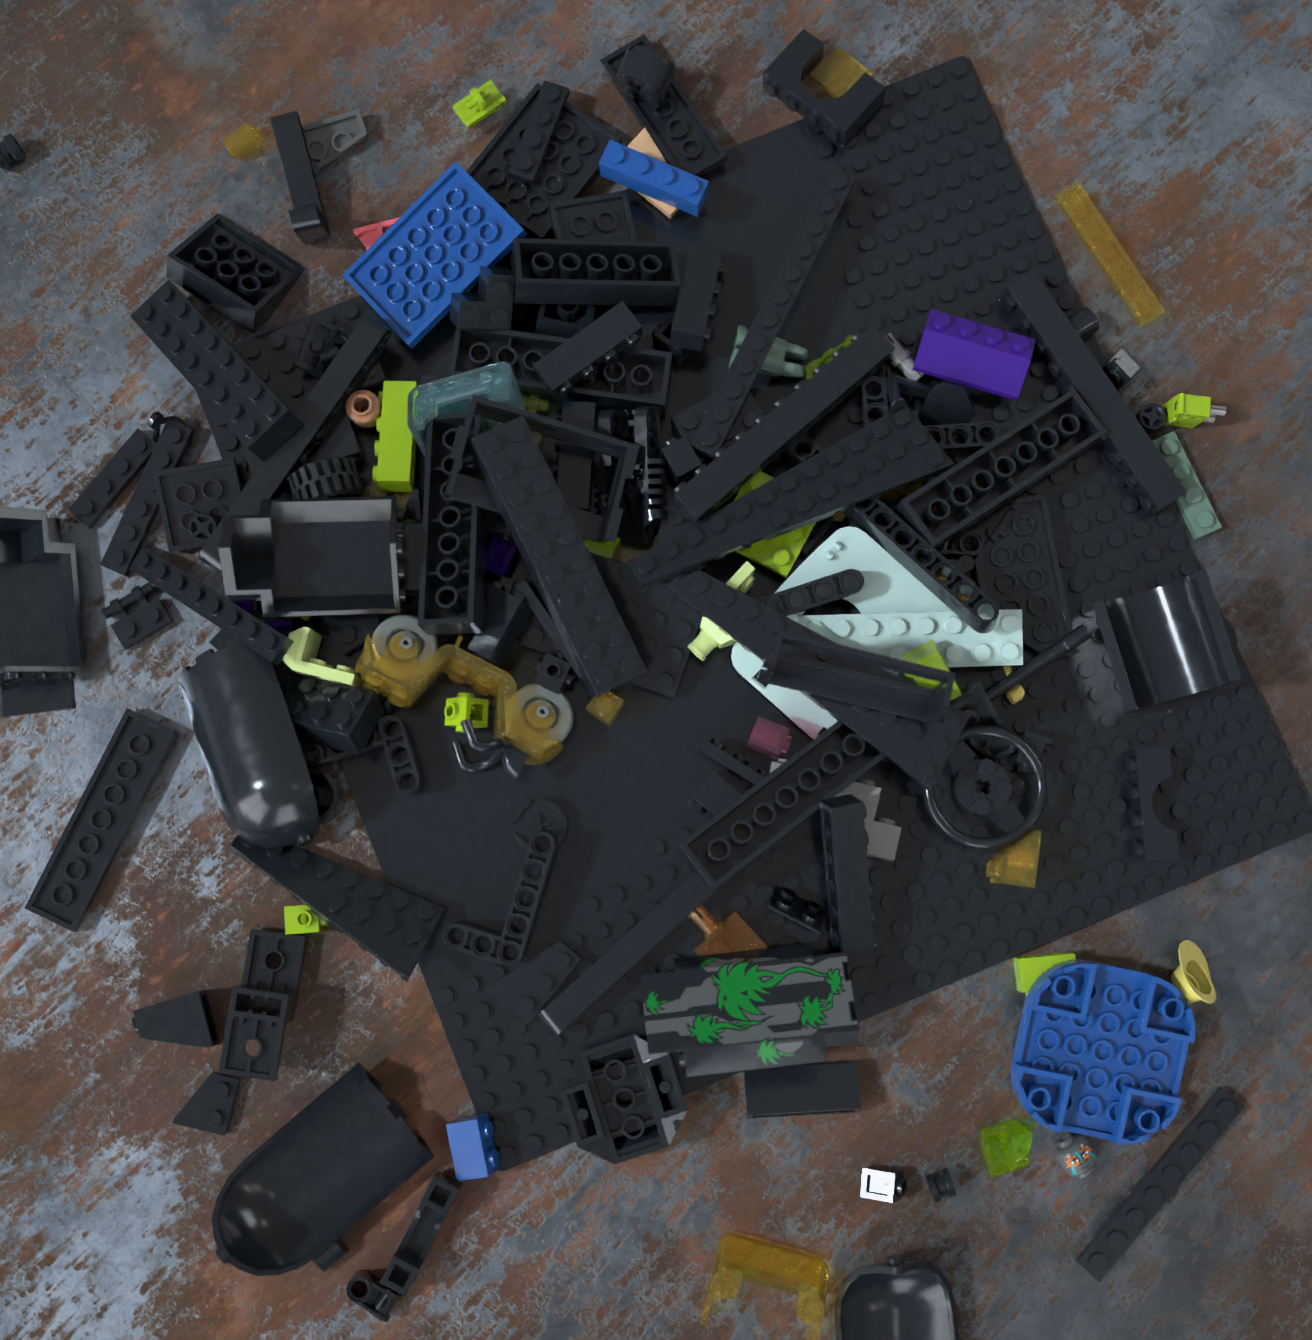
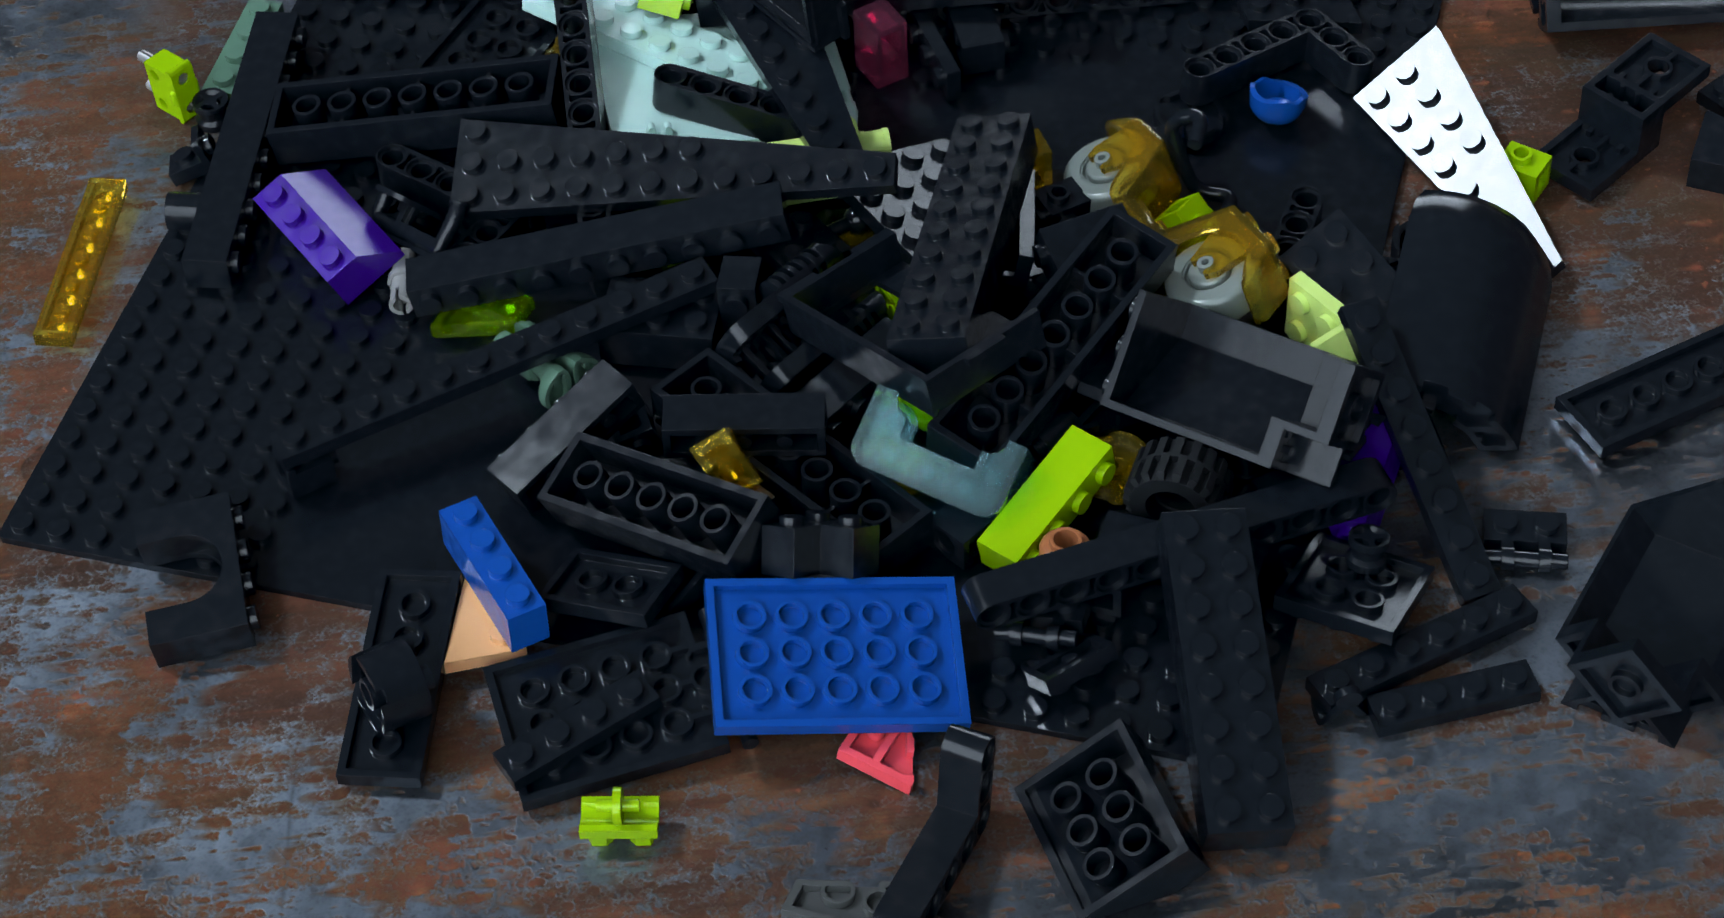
camera: 145 degrees left, 35 degrees down
(488, 870) = (1276, 100): none -> blue helmet
(576, 306) = (724, 459): none -> clear yellow slope
(838, 72) = (148, 593): clear yellow piece -> none

